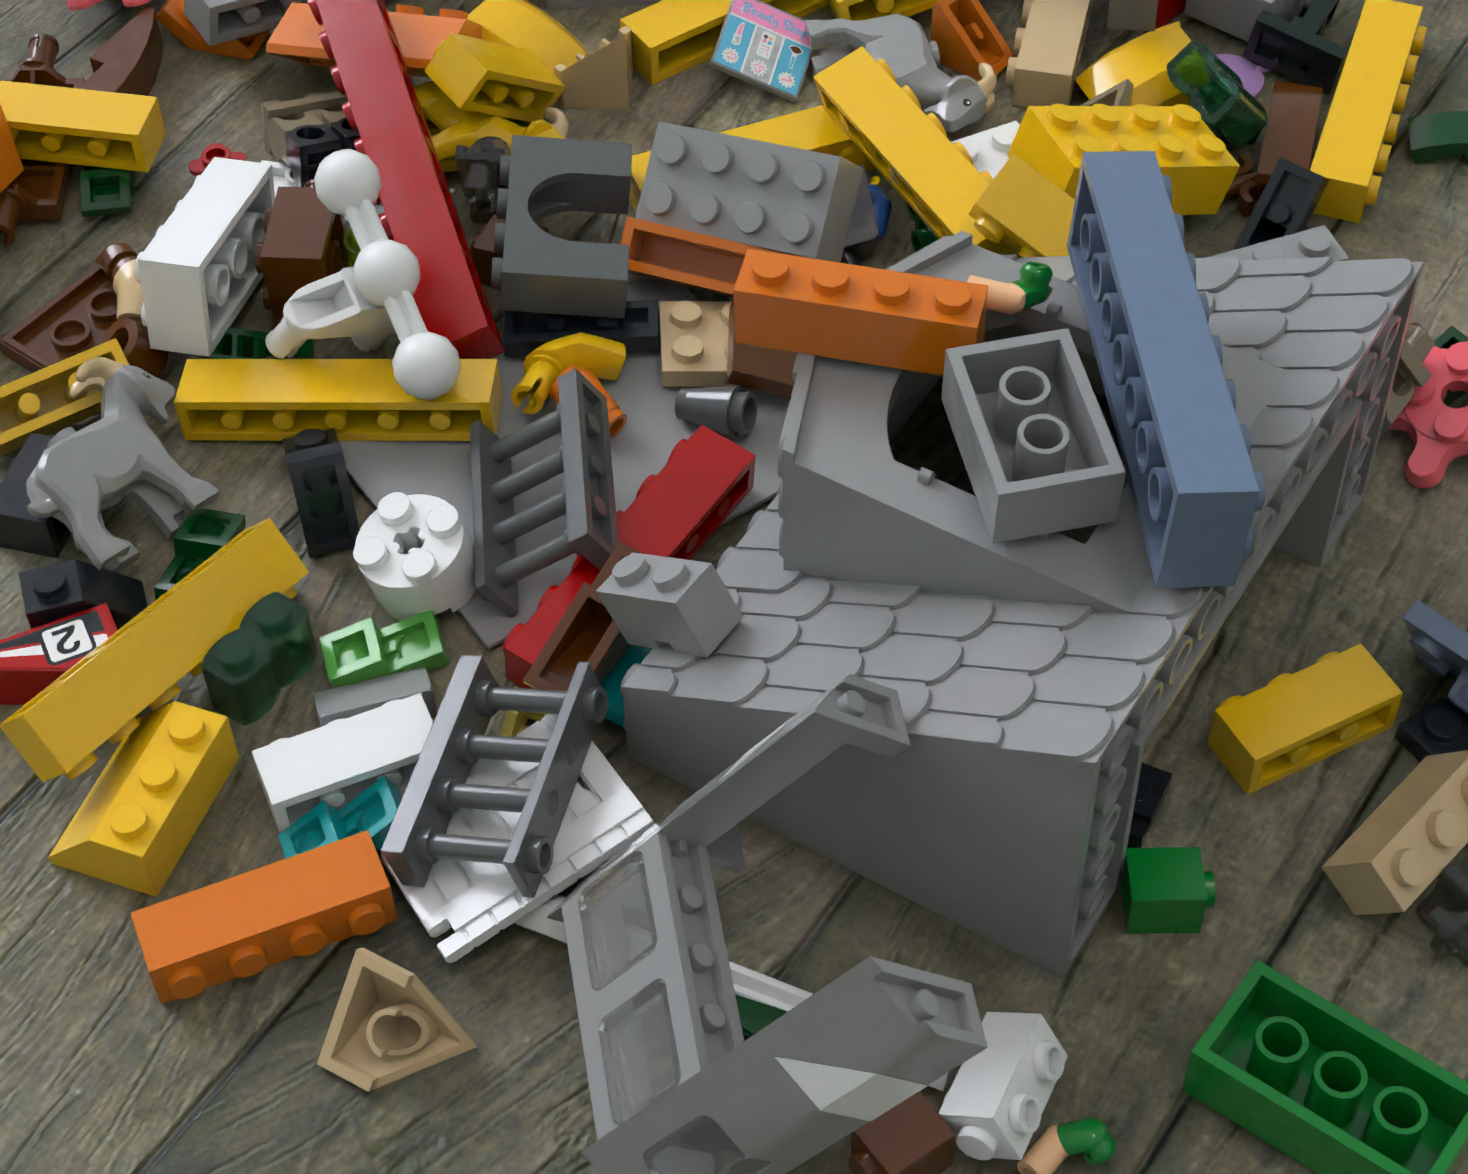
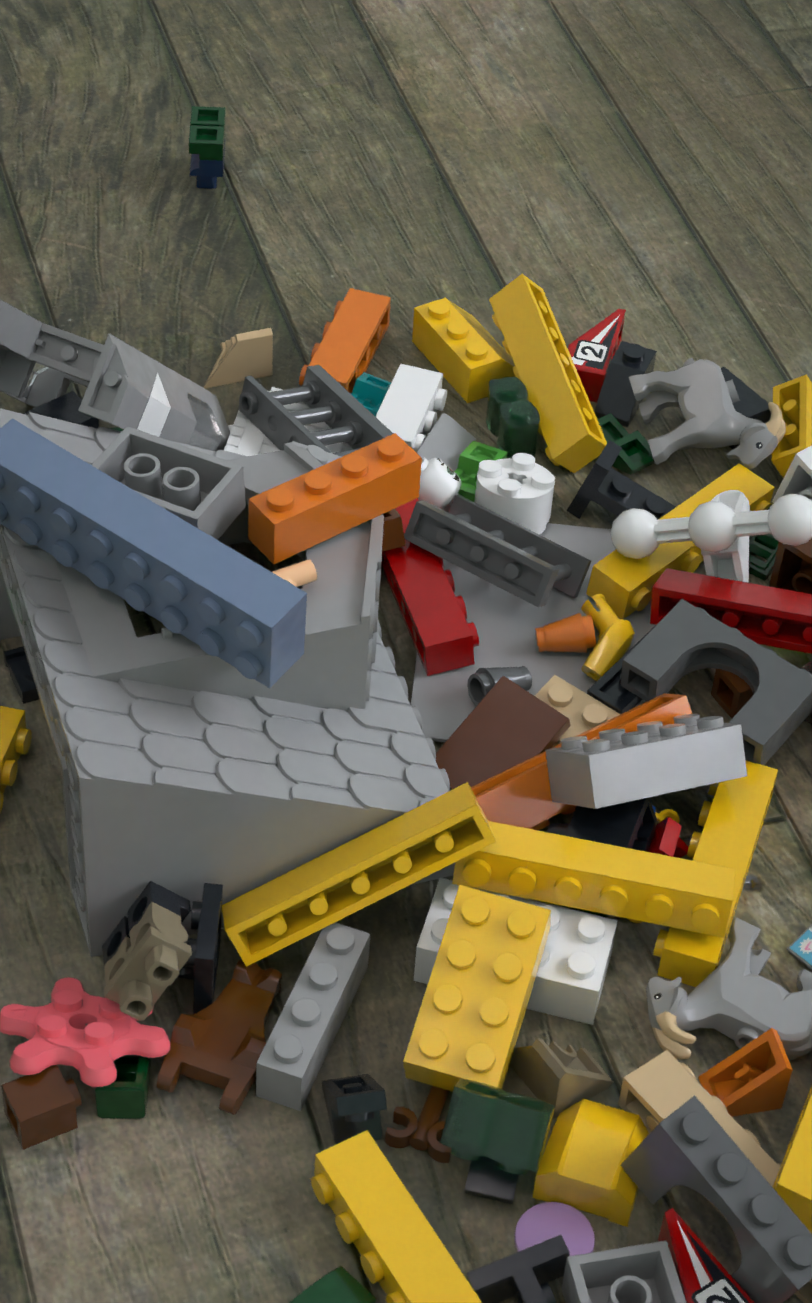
camera: 125 degrees right, 5 degrees down
(476, 615) = (438, 483): none -> white head
(1289, 127) = (431, 1178): reddish brown slope -> none

